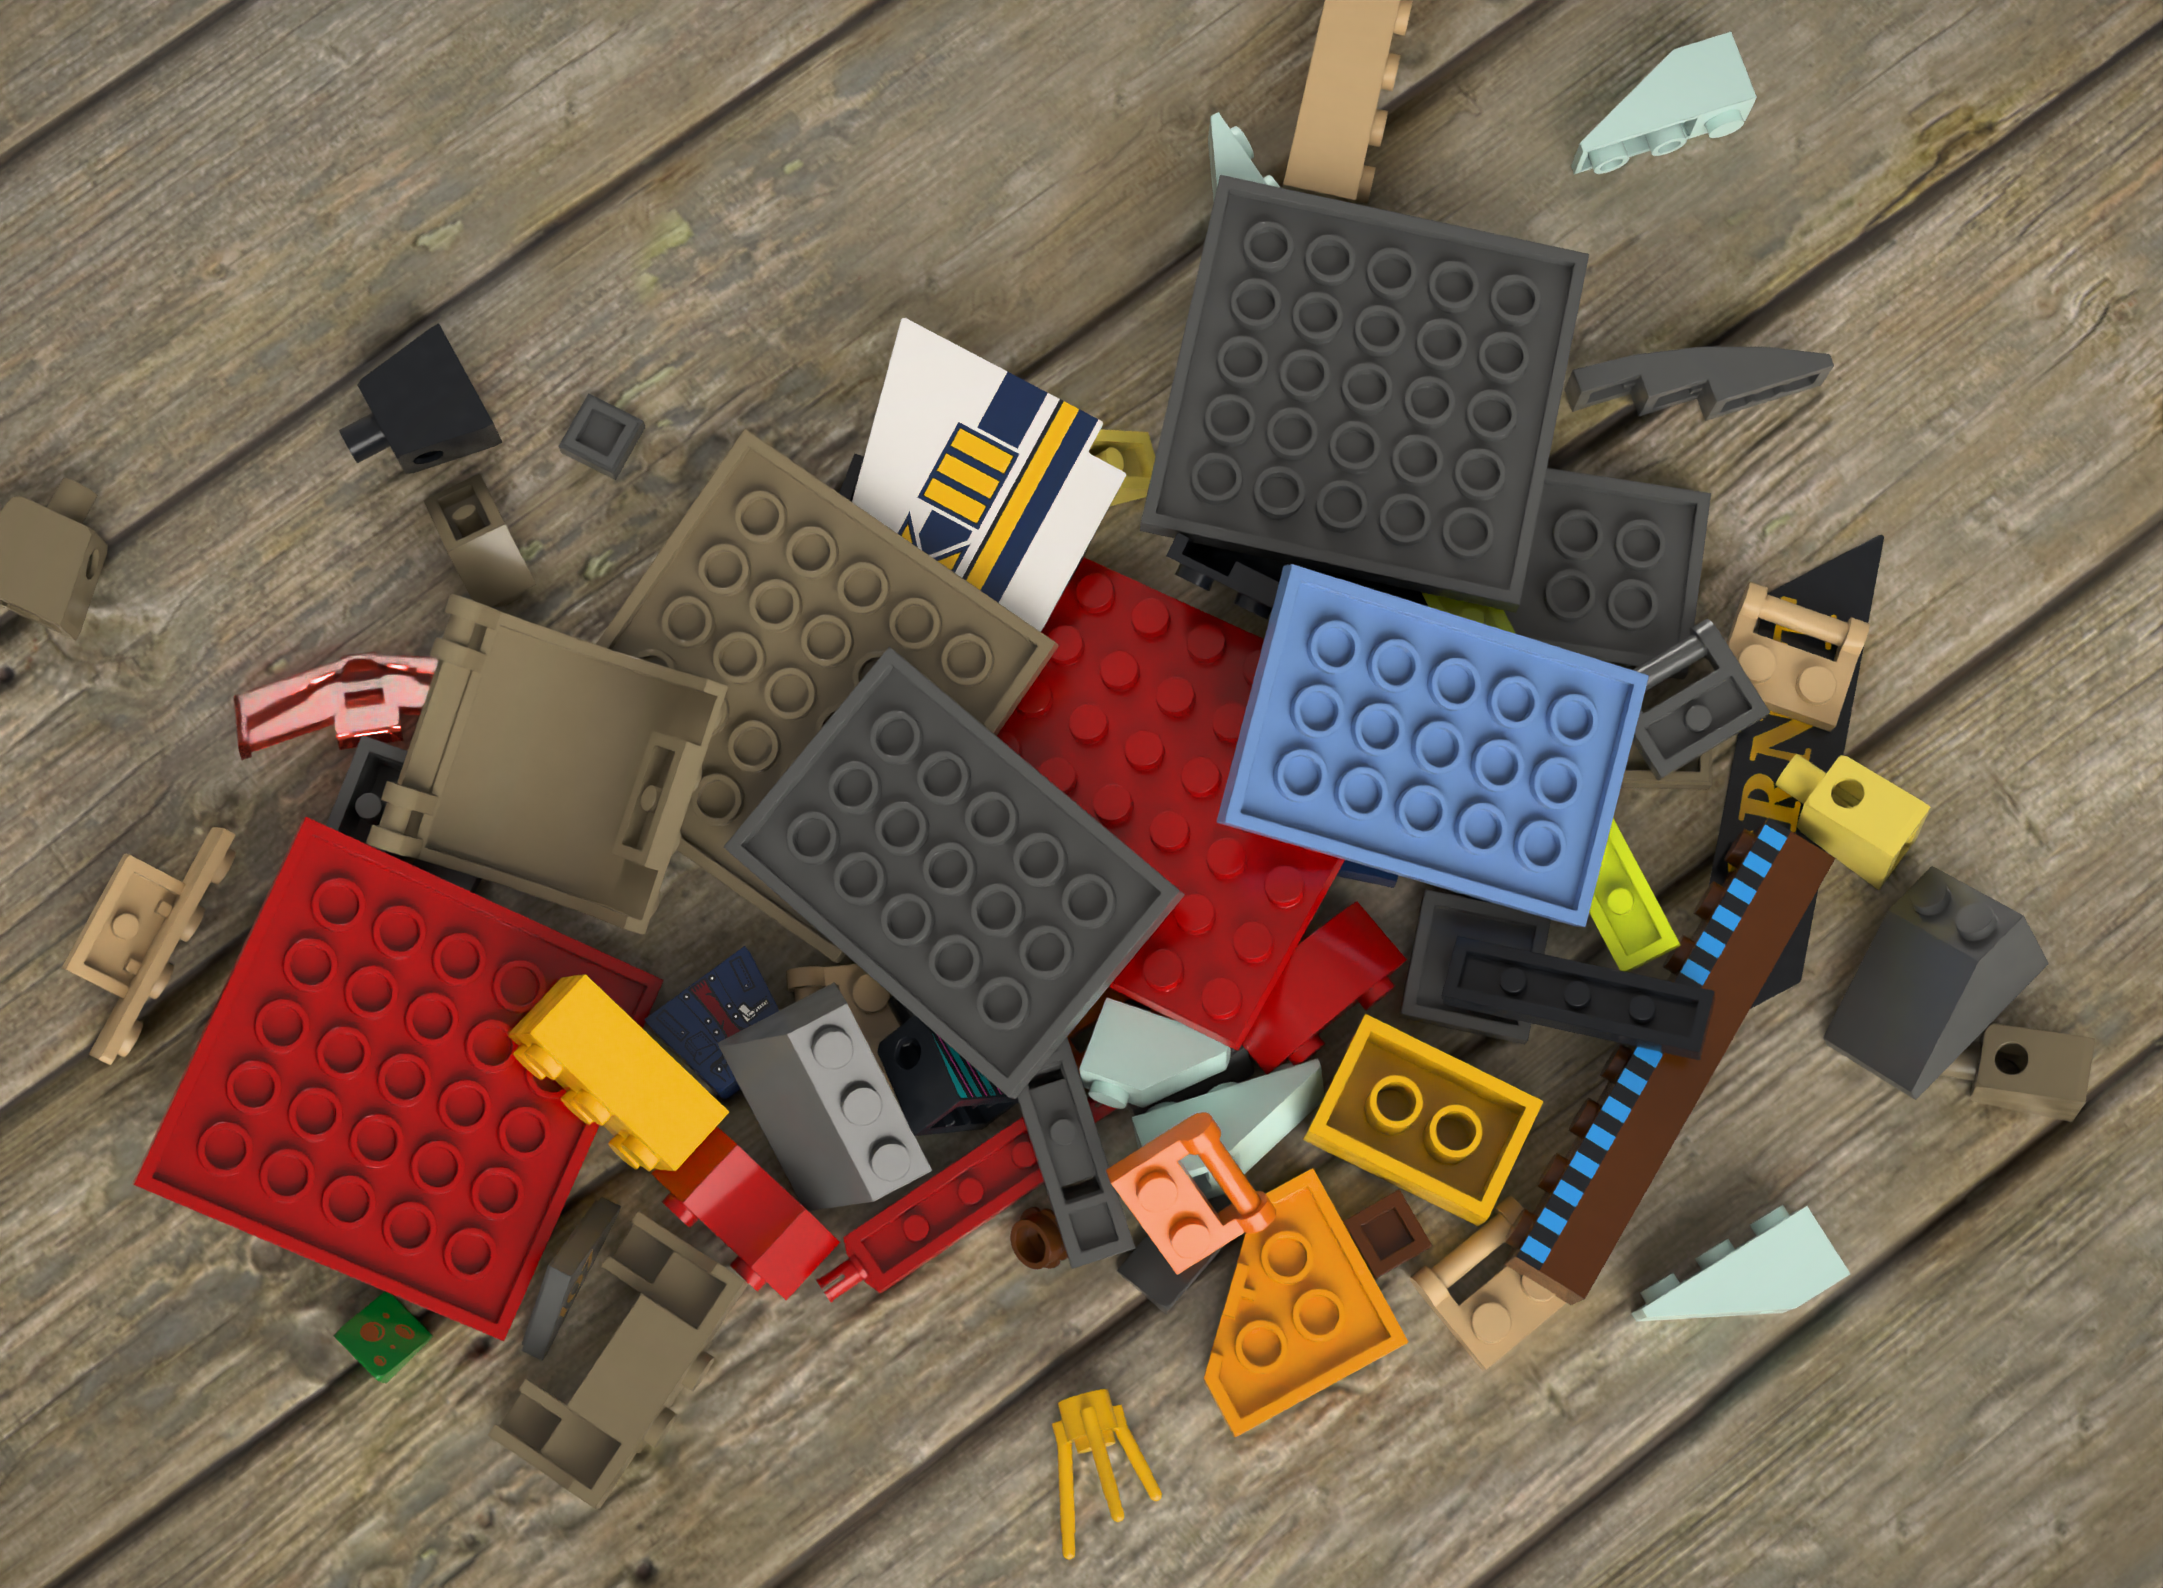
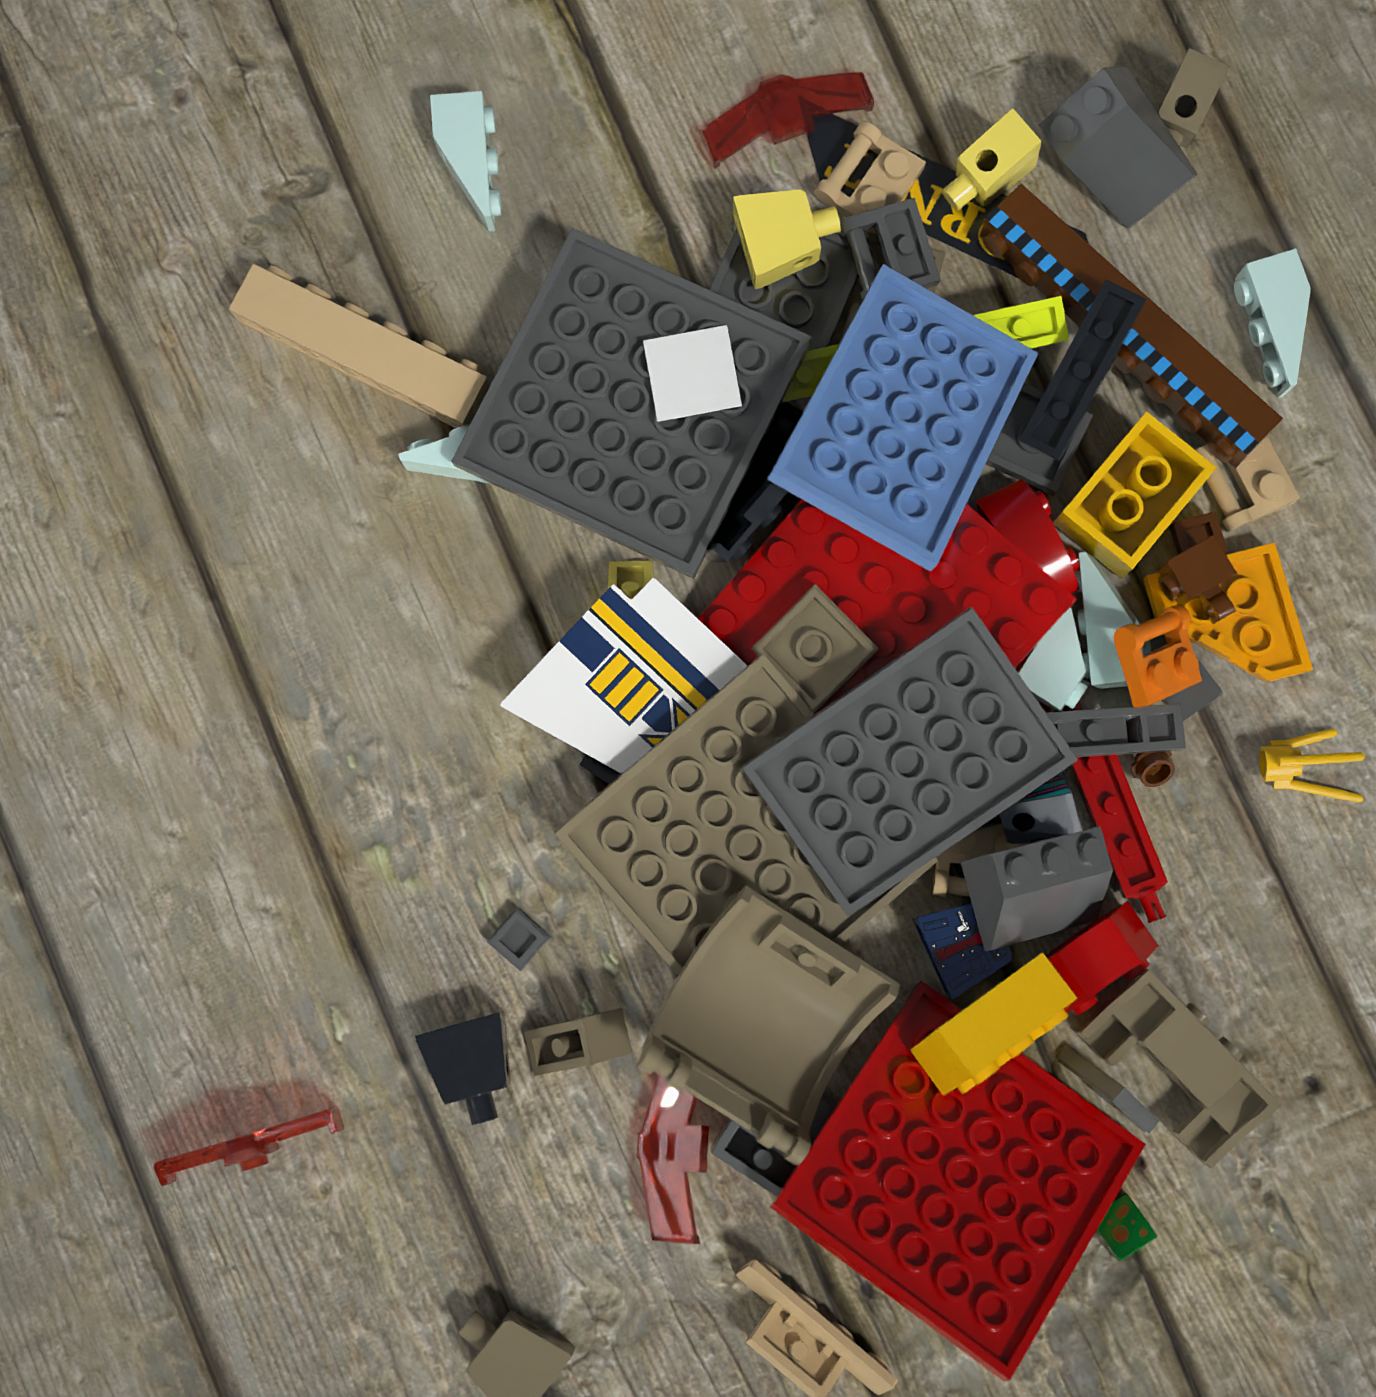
camera: 70 degrees left, 5 degrees up
(251, 160) = (249, 1149): none -> clear red plate
(1084, 716) = (816, 648): none -> dark tan tile
(1327, 1231) = (1199, 574): none -> reddish brown brick
(1424, 457) = (692, 373): none -> white sticker
(1664, 540) = (781, 233): none -> light yellow torso
(1718, 377) = (668, 176): dark grey slope -> none
(1854, 515) = (784, 110): none -> clear red plate

